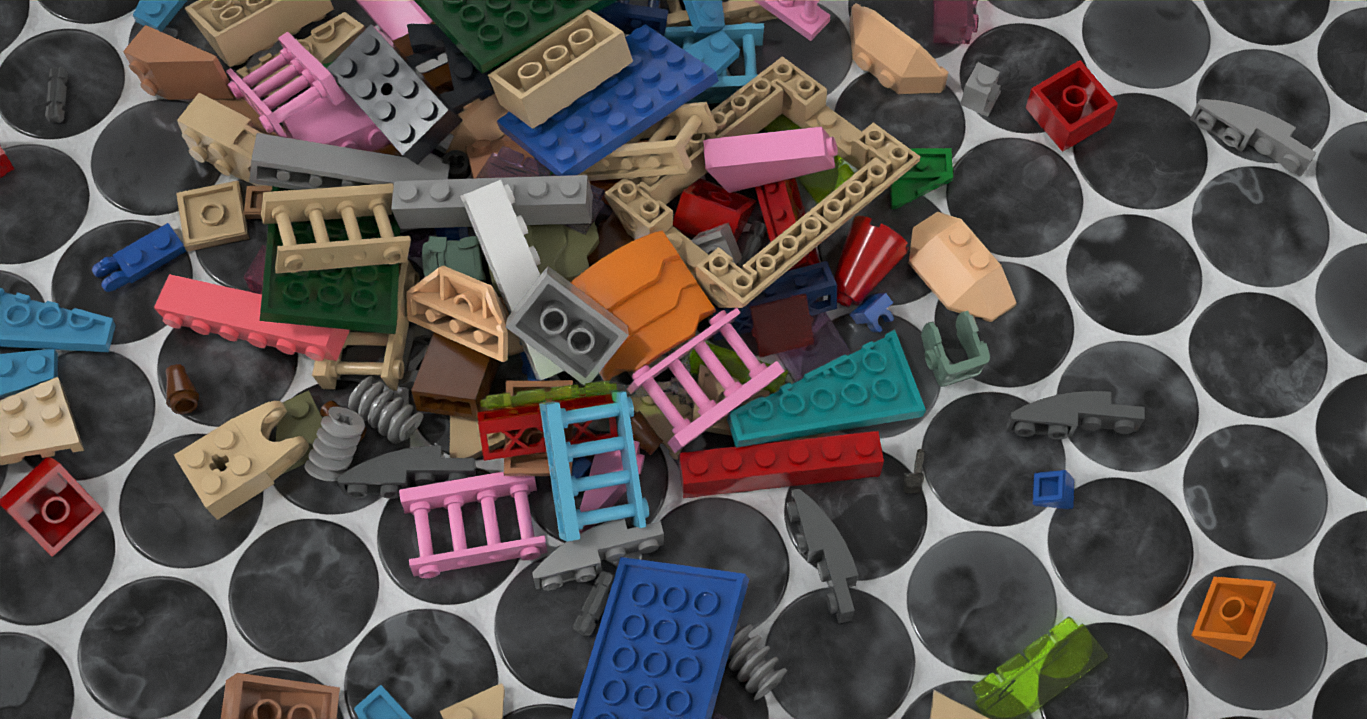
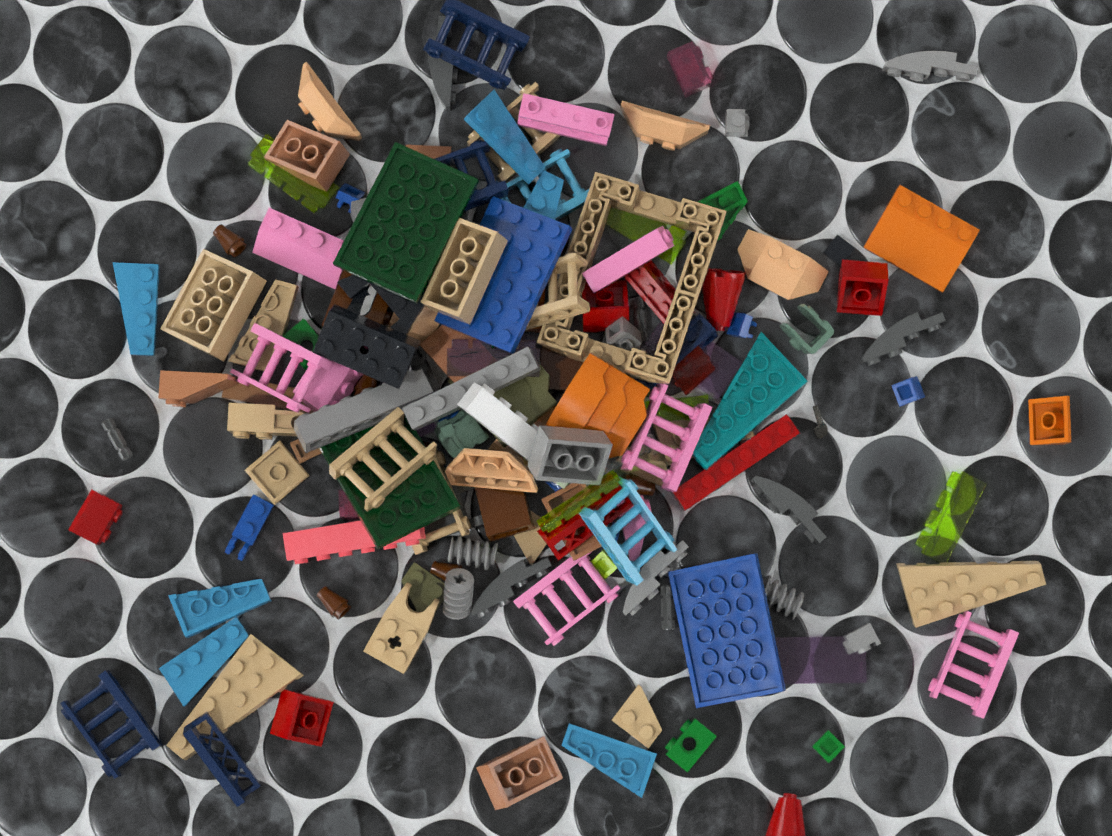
camera: 30 degrees left, 20 degrees up
(542, 508) = (604, 564): none -> lime plate
(1041, 285) = (838, 250): none -> black tile
(1050, 337) = (862, 287): none -> red slope
(1071, 105) = (802, 108): red brick -> none
(1156, 315) = (921, 238): none -> orange slope

